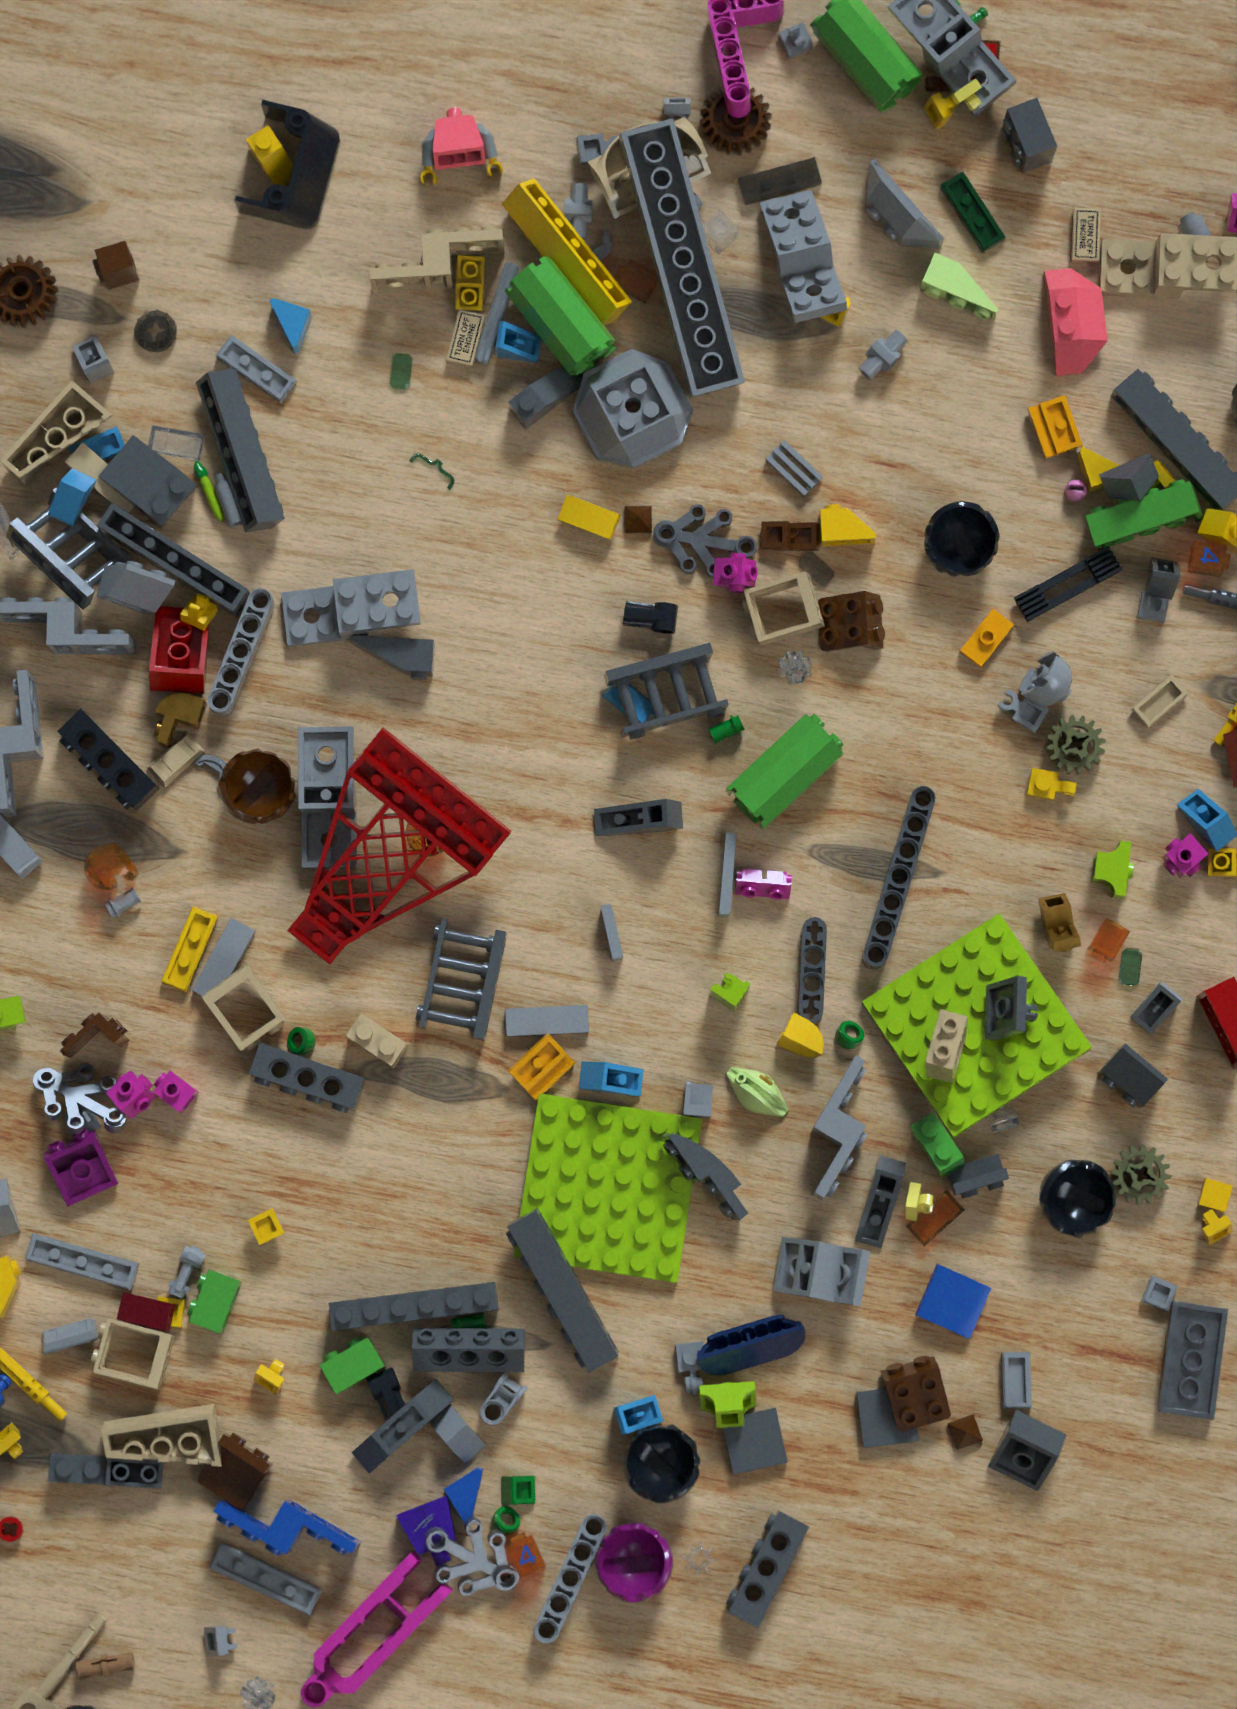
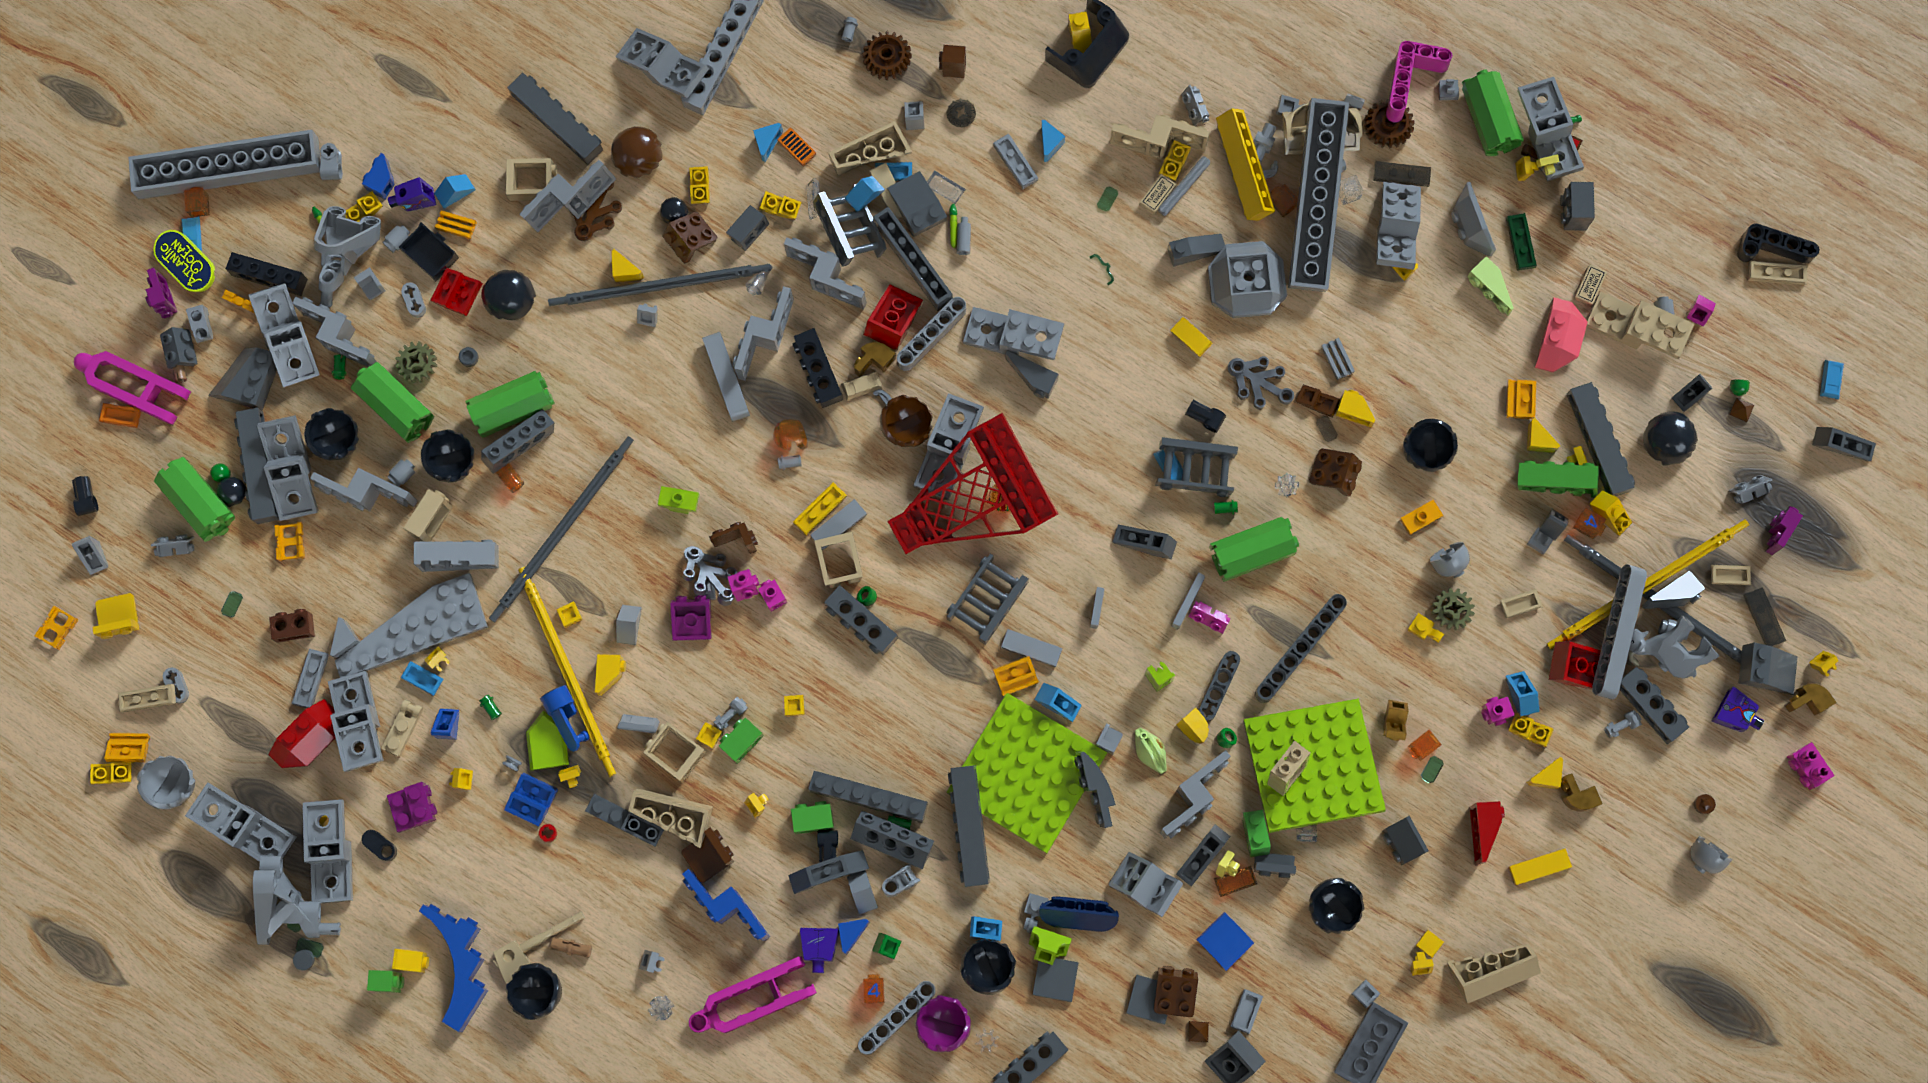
camera: 25 degrees right, 5 degrees down
(82, 1261) = (667, 680): light grey tile -> none
(134, 586) = (880, 264): light grey slope -> none
(146, 1311) = (694, 728): dark red tile -> none
(199, 611) = (915, 297): yellow tile -> none
(240, 450) = (984, 207): dark grey brick -> none
(265, 1578) = (698, 934): light grey tile -> none
(377, 1040) = (915, 615): tan brick -> none
(458, 143) = (1202, 69): coral torso -> none
(458, 187) = (1192, 97): none -> light grey hinge
(474, 1560) = (839, 979): flat silver plant -> none
(497, 1524) = (864, 964): green piece -> none
(517, 343) = (1189, 209): dark azure slope -> none
(560, 316) = (1224, 202): bright green brick -> none
(638, 519) = (1222, 351): reddish brown slope -> none
(735, 573) = (1272, 409): dark pink brick -> none
(810, 602) = (1274, 432): tan window -> none
(883, 355) = (1425, 309): light grey axle -> none
(1007, 1008) = (1339, 760): dark grey tile -> none
(1026, 713) = (1428, 575): light grey plate -> none
(1075, 495) = (1516, 448): bright pink hinge -> none
(1102, 566) = (1516, 501): black container -> none
(1114, 869) = (1446, 700): lime brick -> none
(1130, 479) = (1558, 450): dark grey slope -> none
(1146, 1163) = (1390, 916): olive gear -> none
(1156, 1007) = (1439, 802): light grey slope -> none

